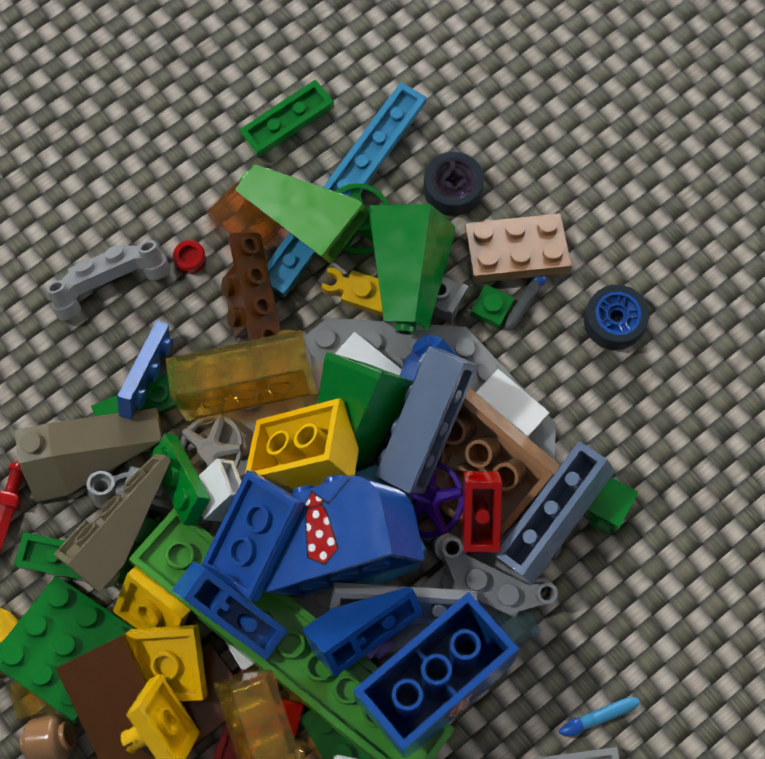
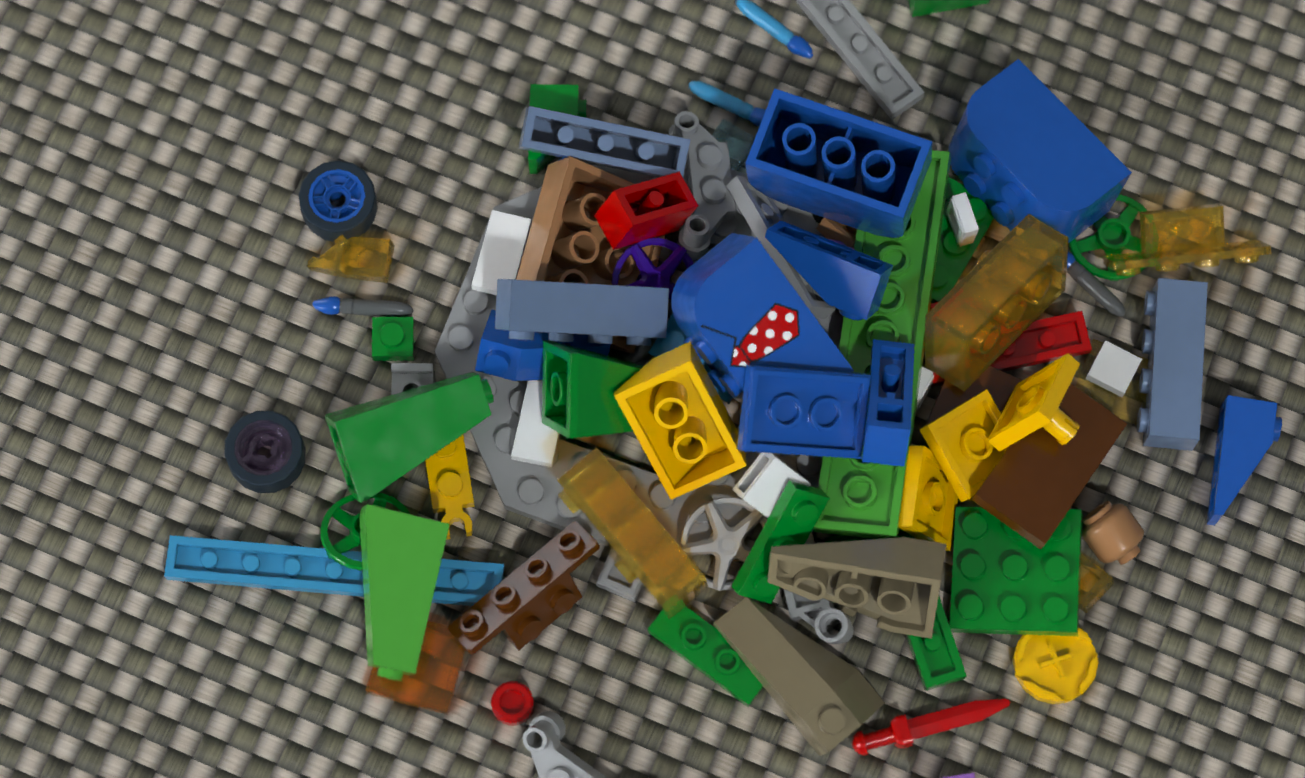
camera: 120 degrees left, 0 degrees up
(145, 370) = (679, 655): blue plate -> none
(286, 118) = (279, 686): green plate -> none
(517, 248) = (310, 343): medium nougat plate -> none
(530, 660) = (727, 102): none -> dark azure piece
(566, 311) = (356, 259): none -> clear yellow slope

